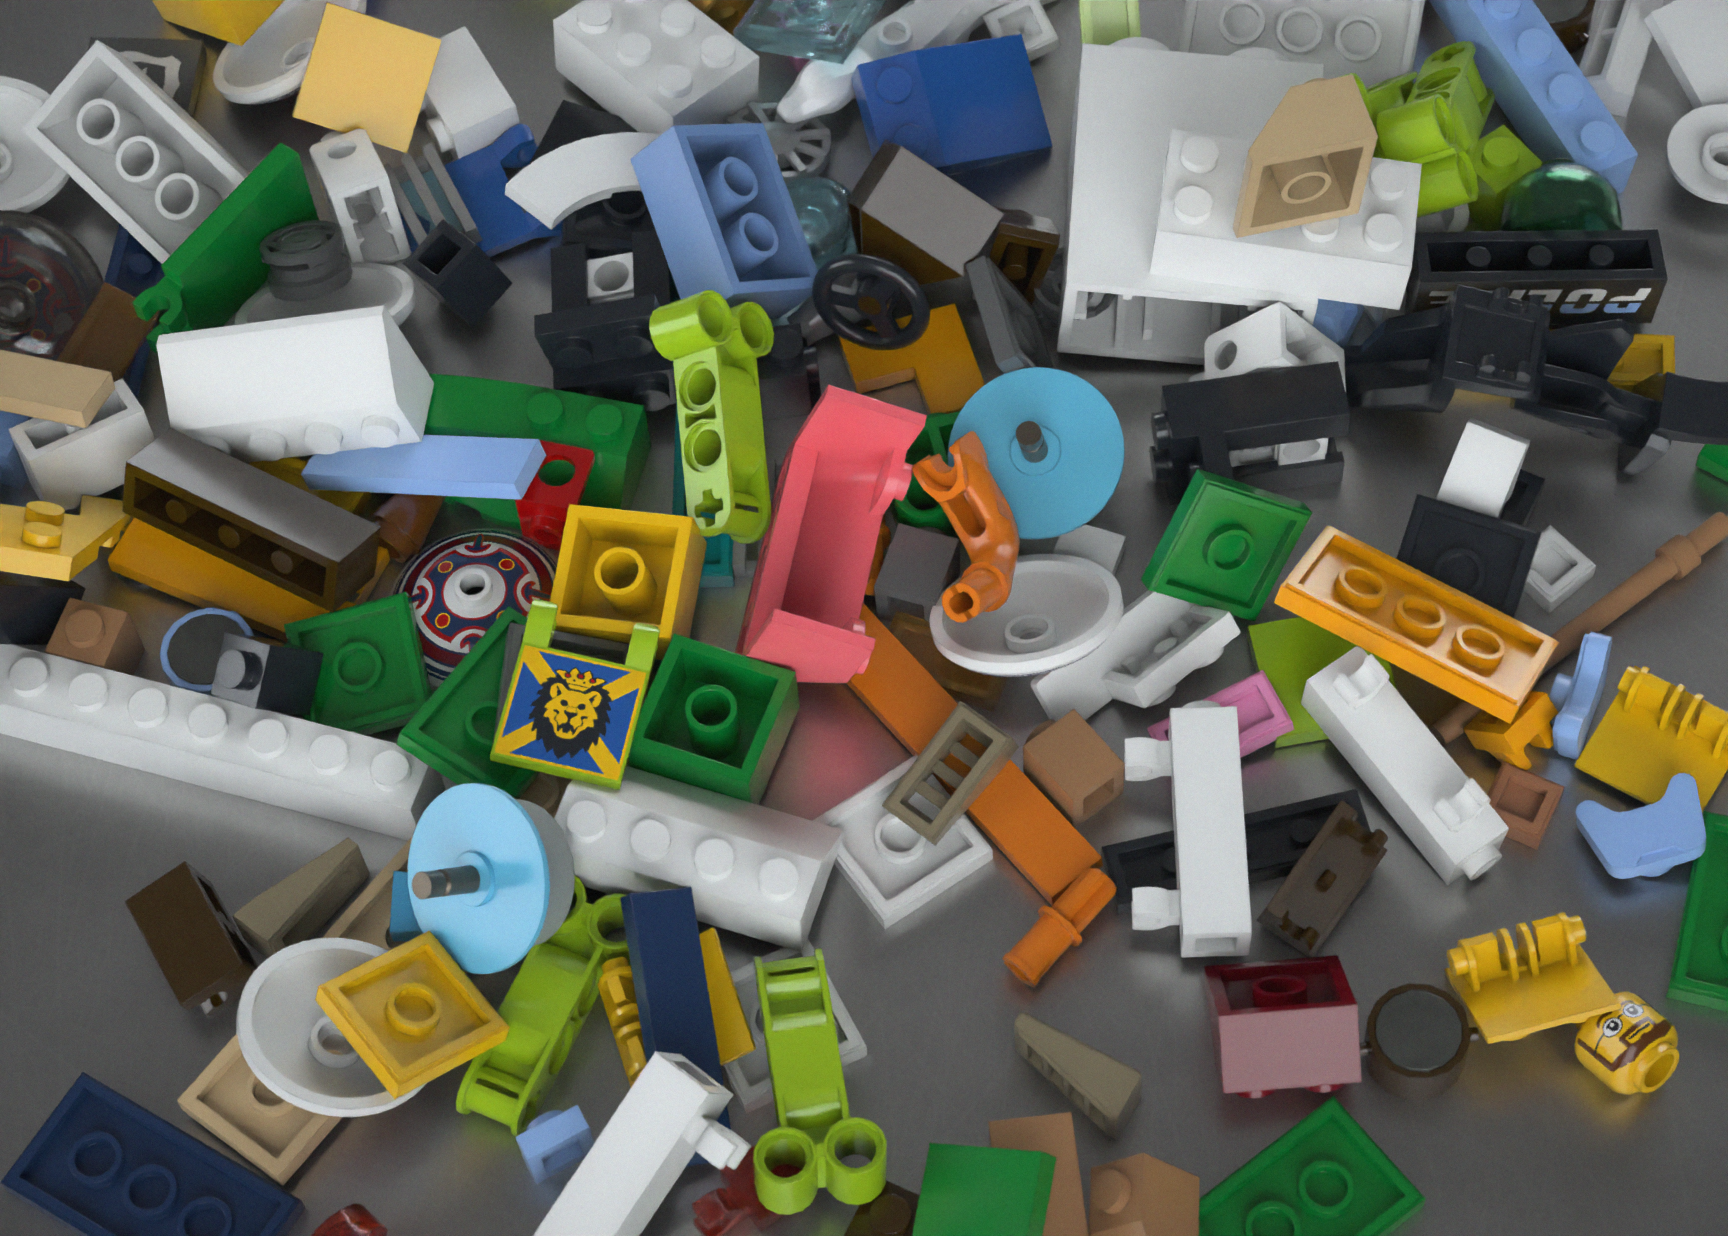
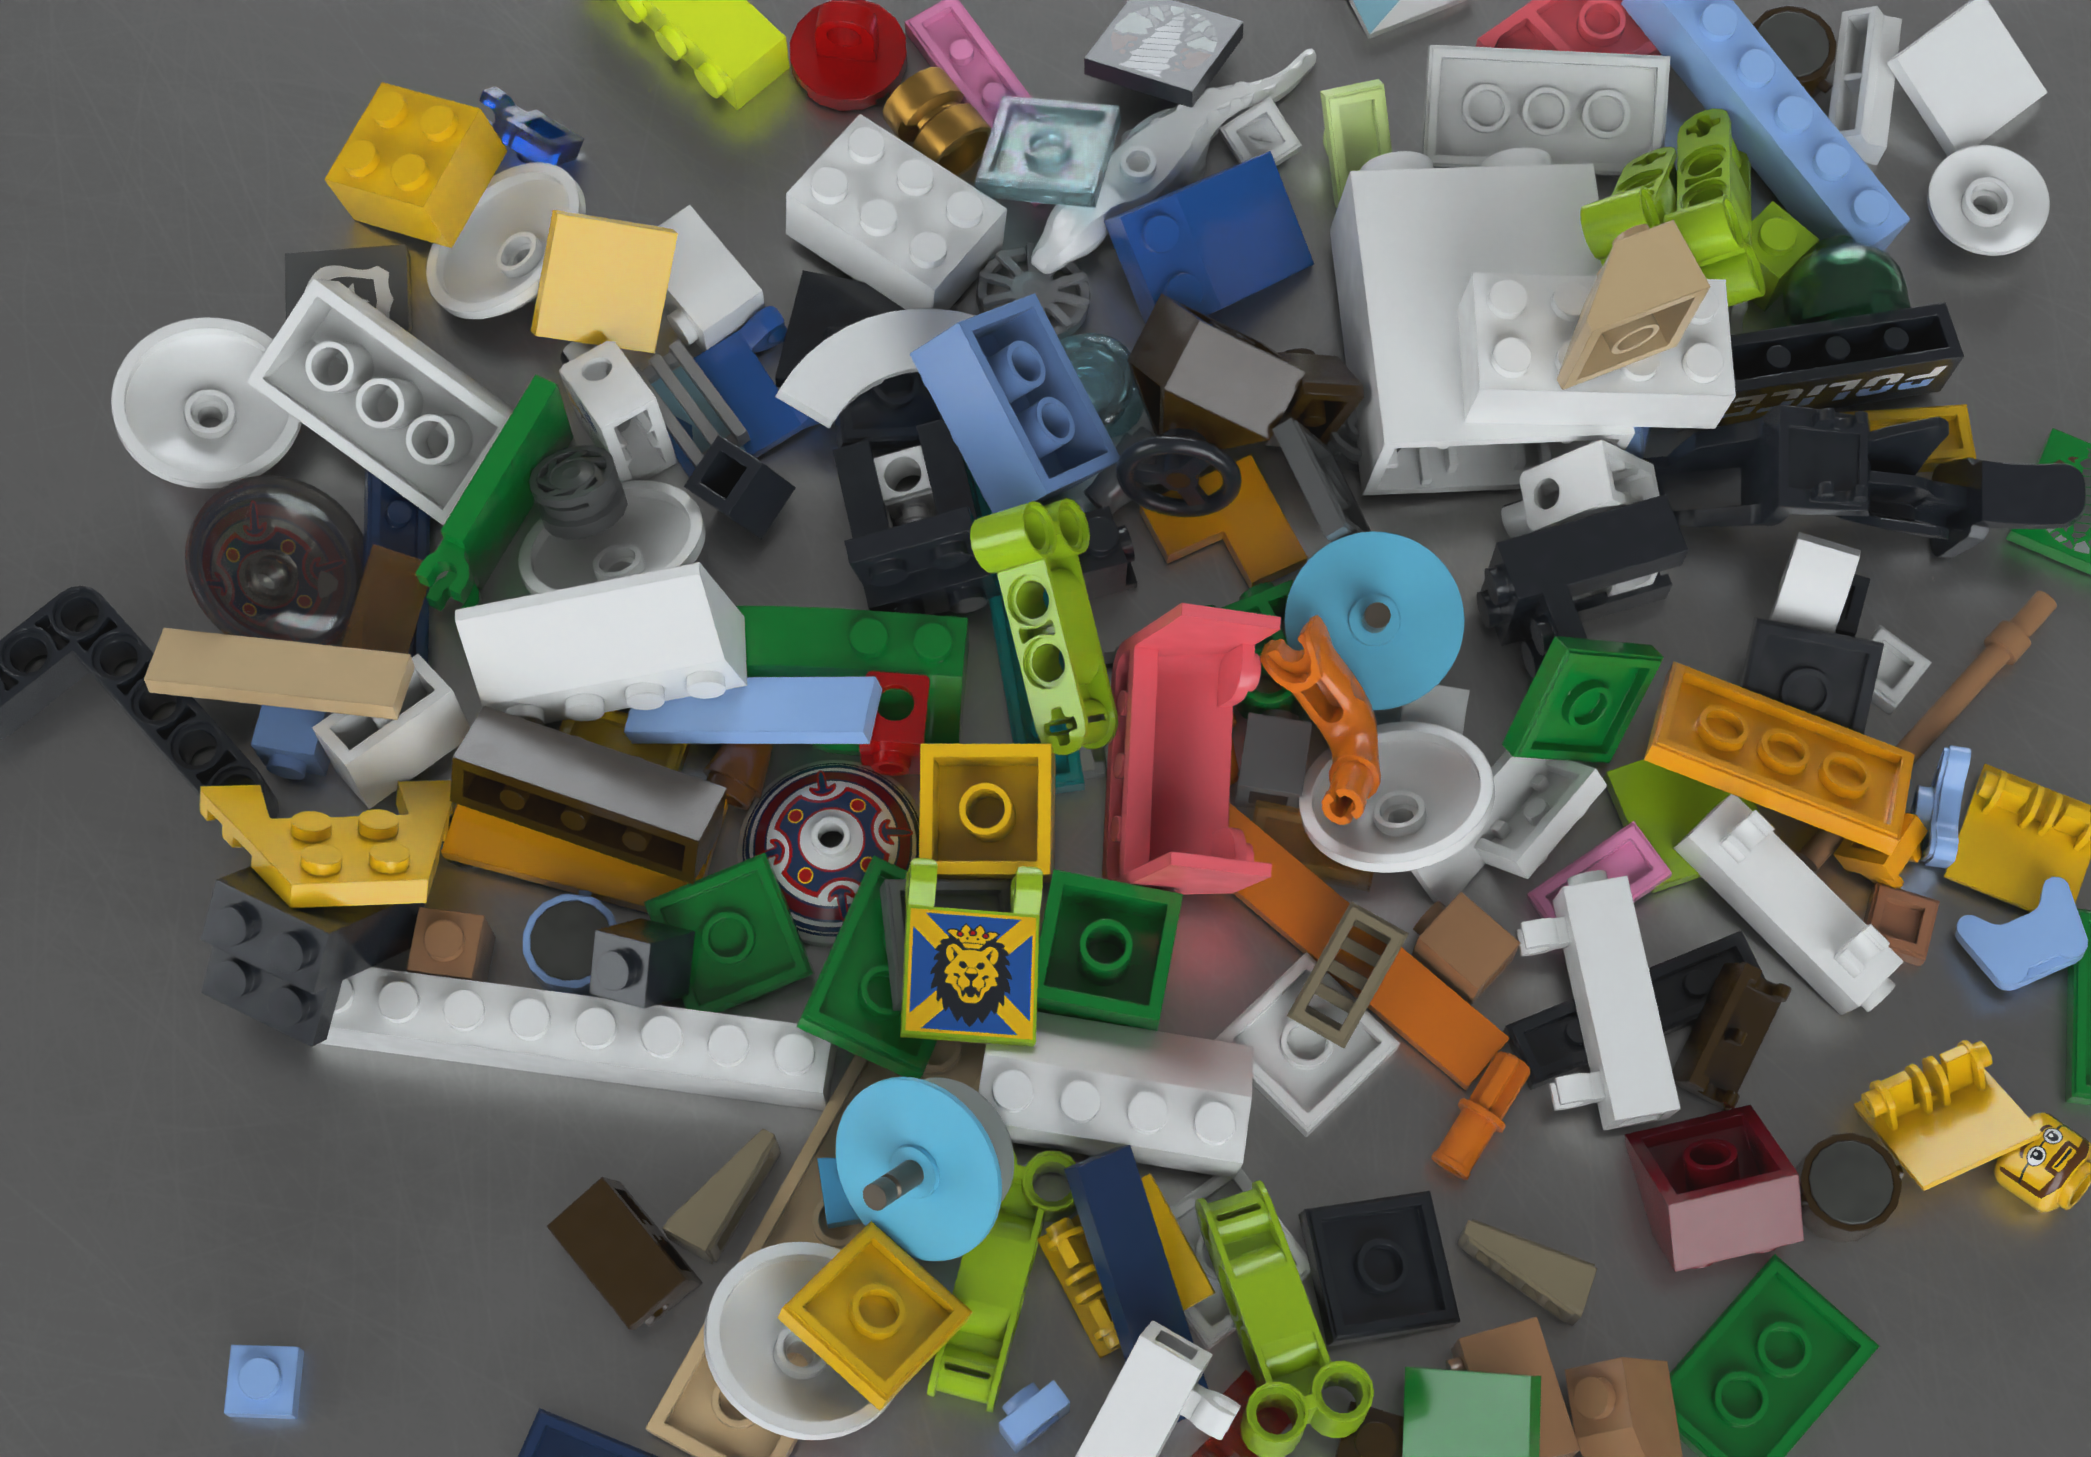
camera: 15 degrees left, 10 degrees up
(928, 1054) = (1378, 1268): none -> black tile

